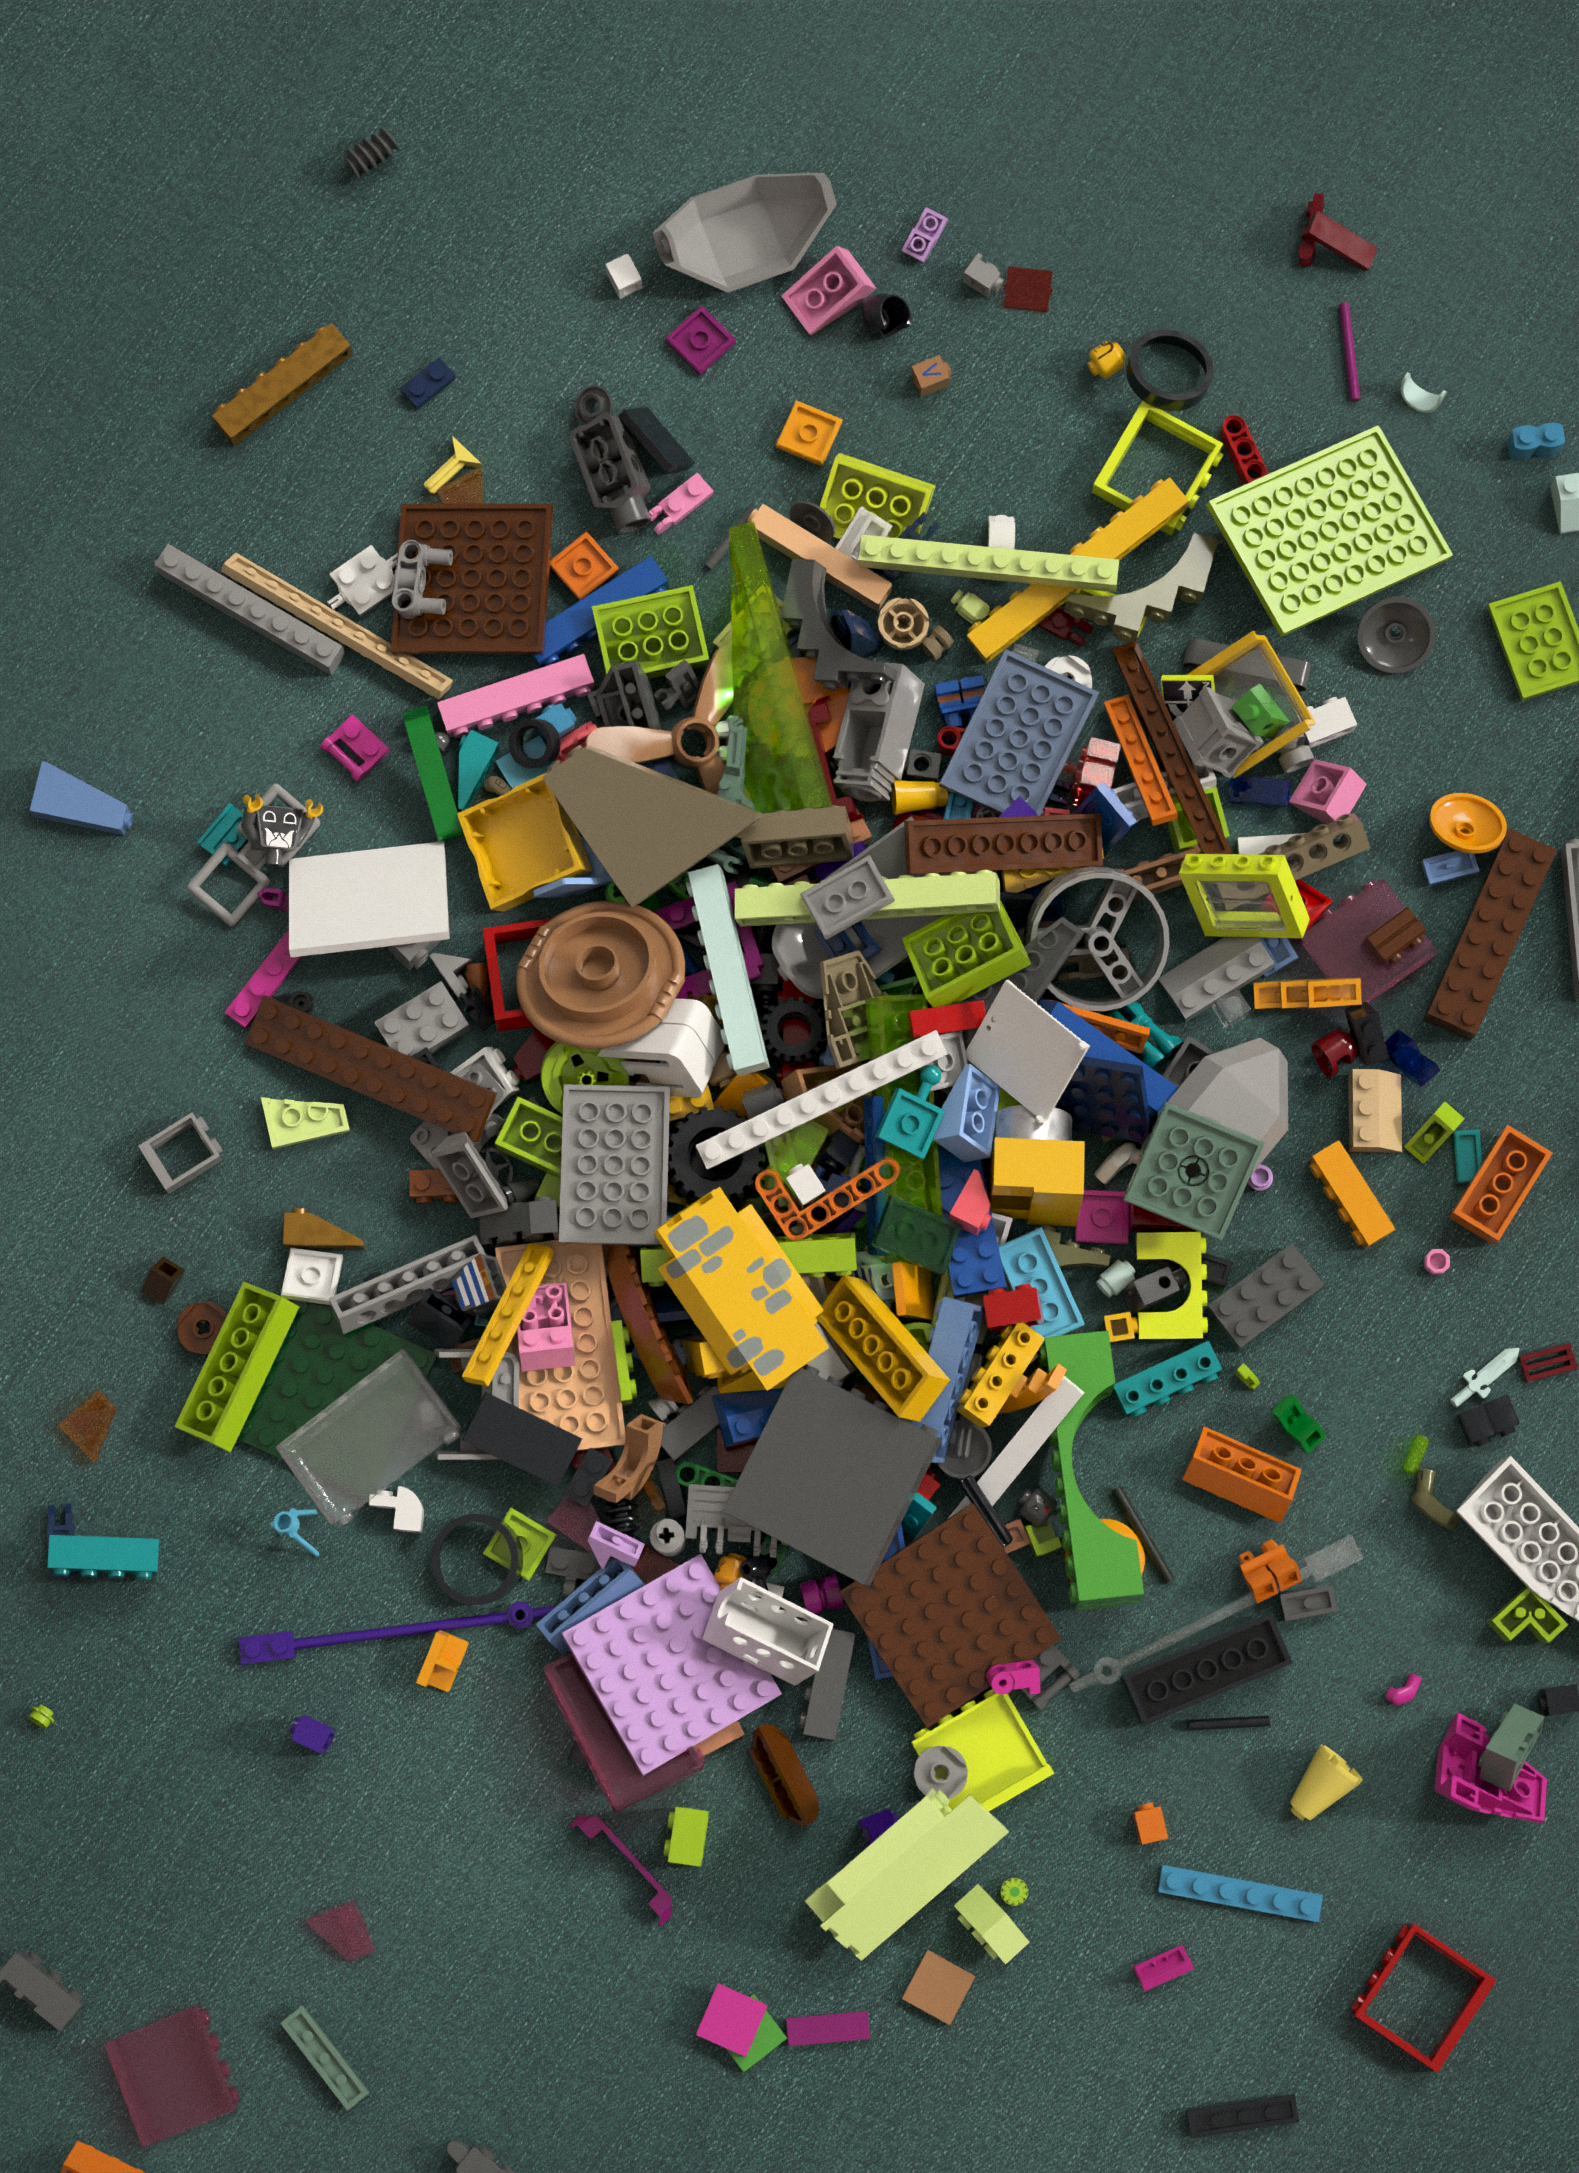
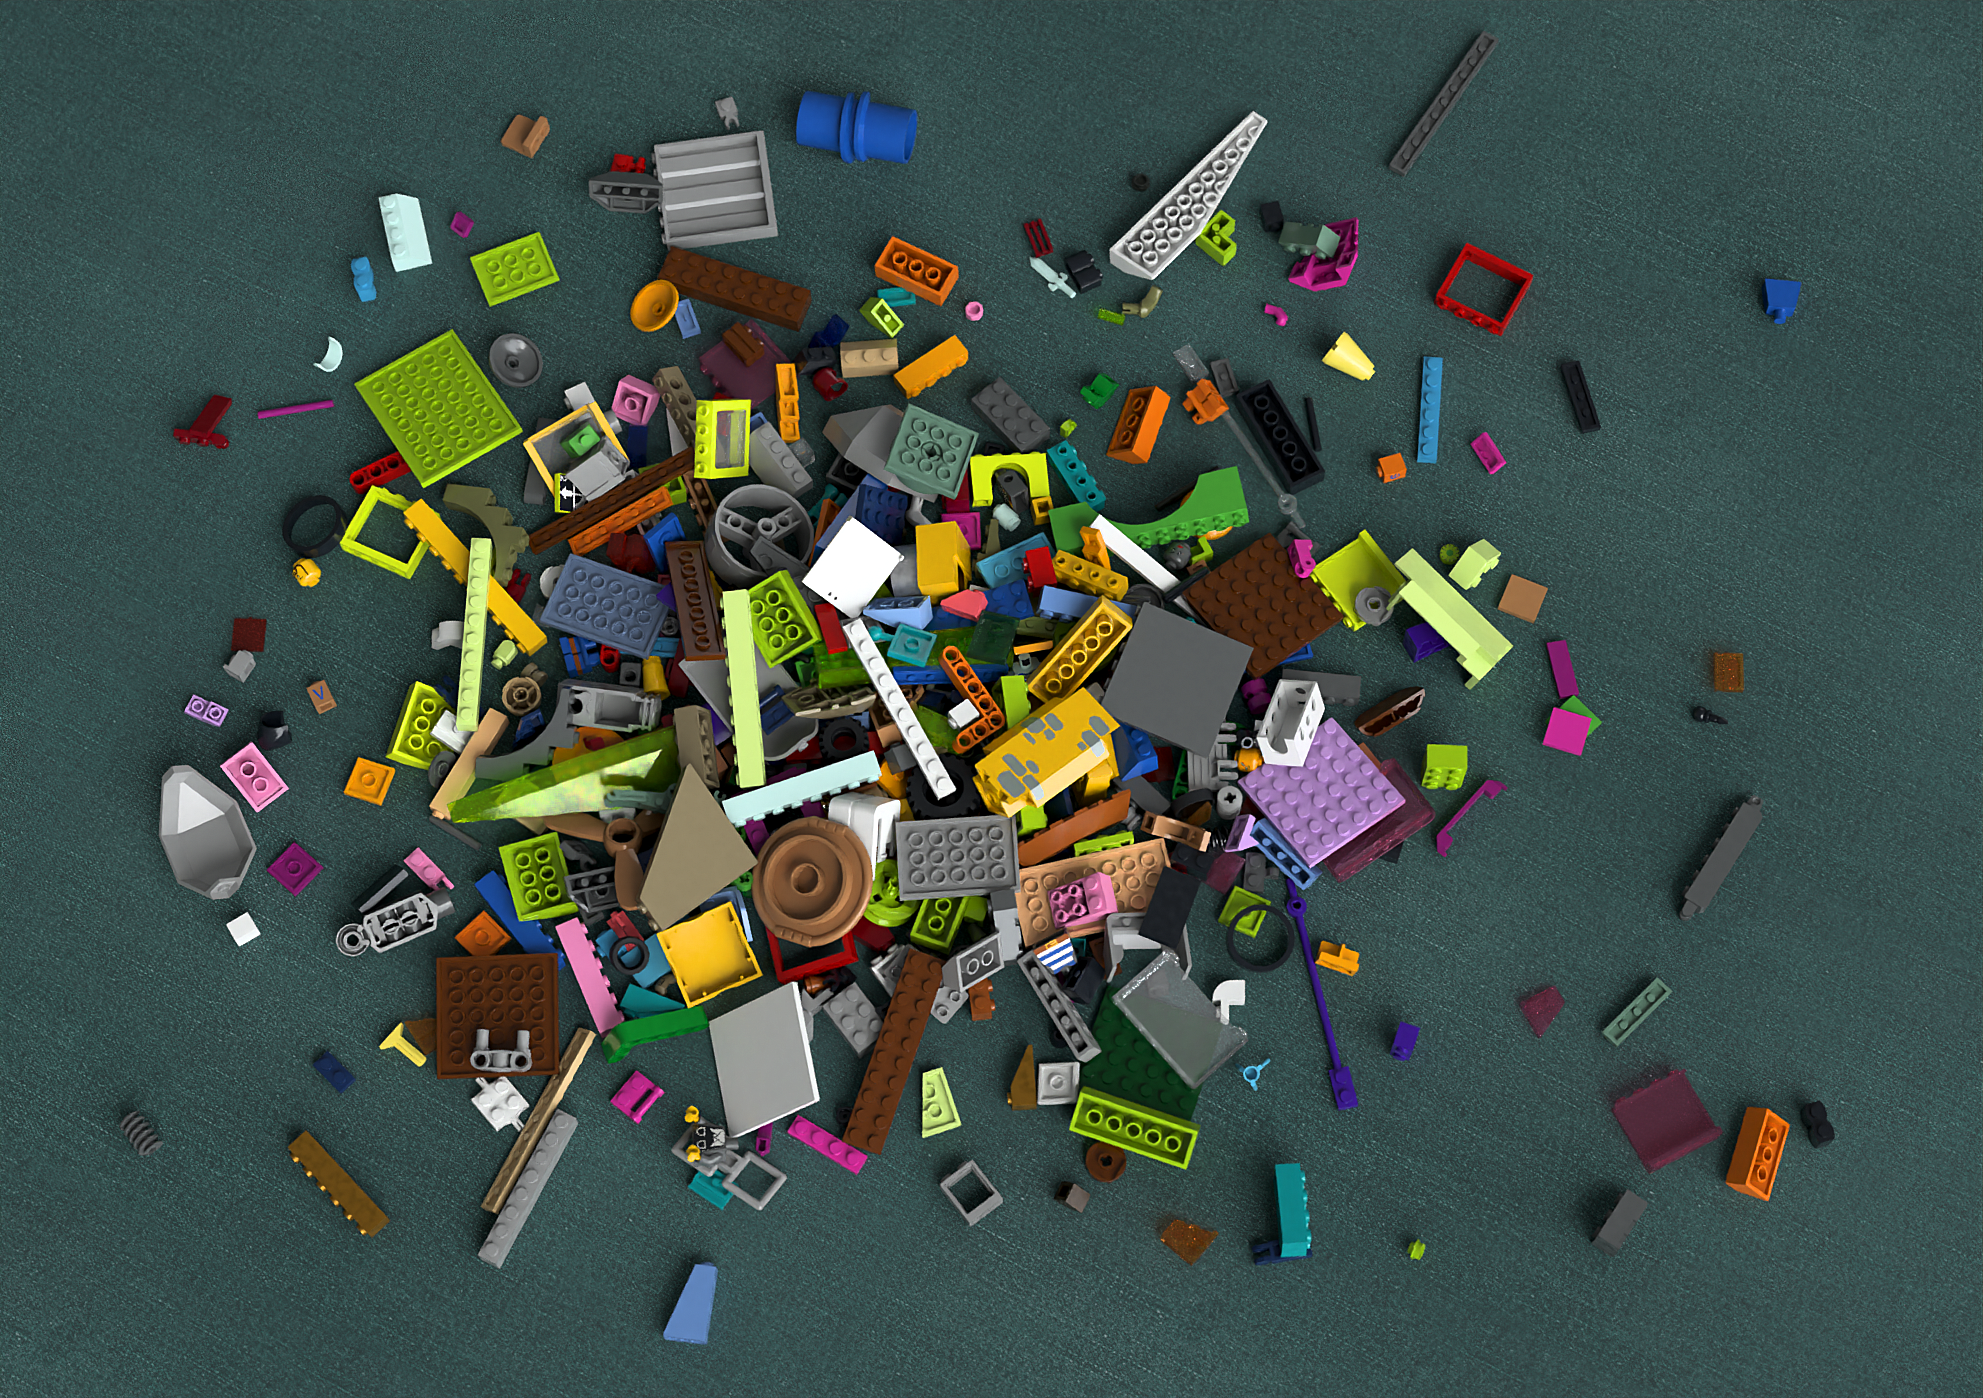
camera: 90 degrees left, 10 degrees down
(508, 1314) = (1078, 922): yellow plate -> none
(847, 897) = (745, 699): light grey tile -> none

